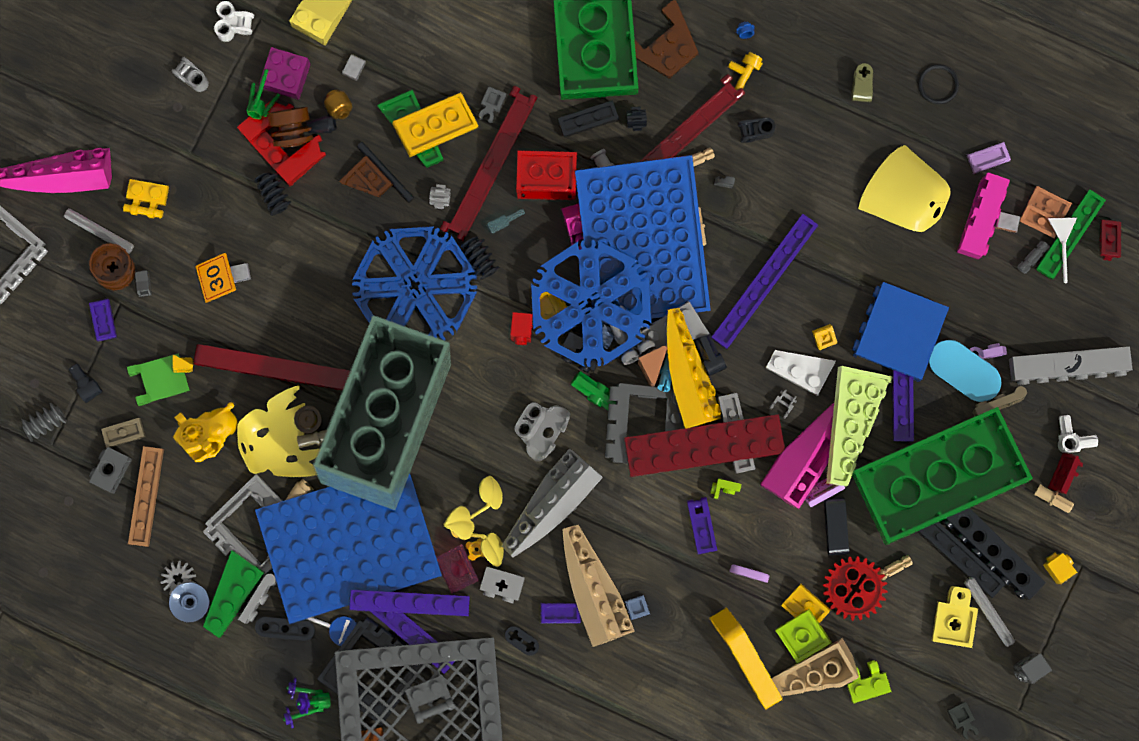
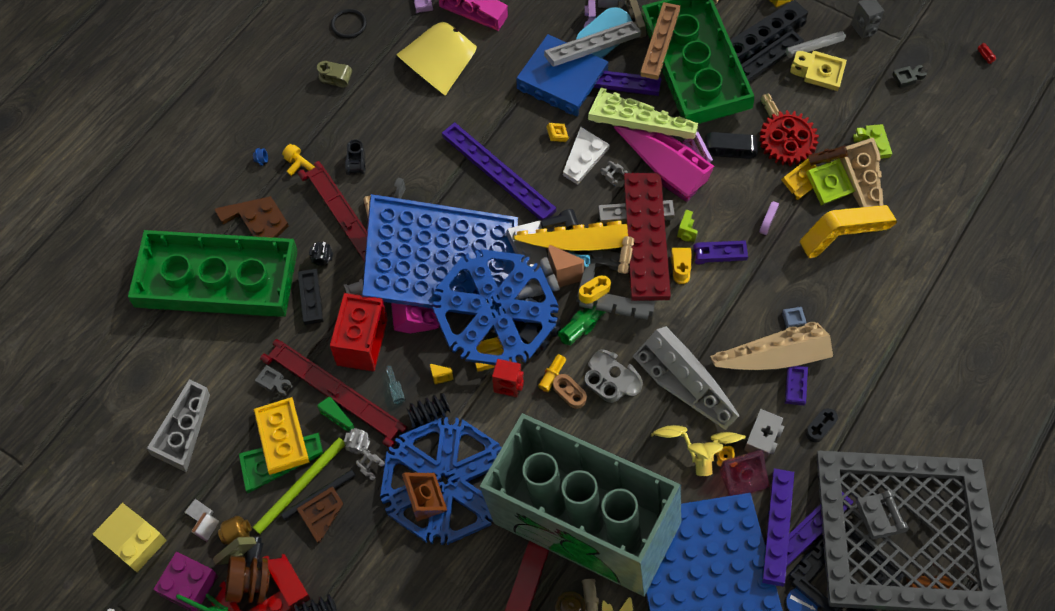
camera: 80 degrees left, 20 degrees down
(316, 110) = (235, 548): none -> olive plate
(339, 77) = (205, 526): none -> flat silver piece
(391, 152) = (300, 484): none -> lime piece
(392, 269) = (424, 494): none -> dark orange slope
(415, 210) = (365, 469): none -> light grey piece
(429, 30) = (180, 429): none -> light grey wedge
(466, 169) = (334, 413): none -> green slope
(522, 391) = (570, 391): none -> medium nougat plate
(523, 263) = (441, 374): none -> yellow slope
(539, 371) = (551, 373): none -> yellow axle
(625, 403) = (595, 290): none -> yellow beam
(673, 426) = (625, 256): none -> tan axle
(684, 486) = (681, 264): none -> yellow piece
(827, 629) = (828, 155): none -> reddish brown pin
(940, 359) = (592, 43): none -> light grey plate
(946, 432) = (660, 41): none -> medium nougat plate

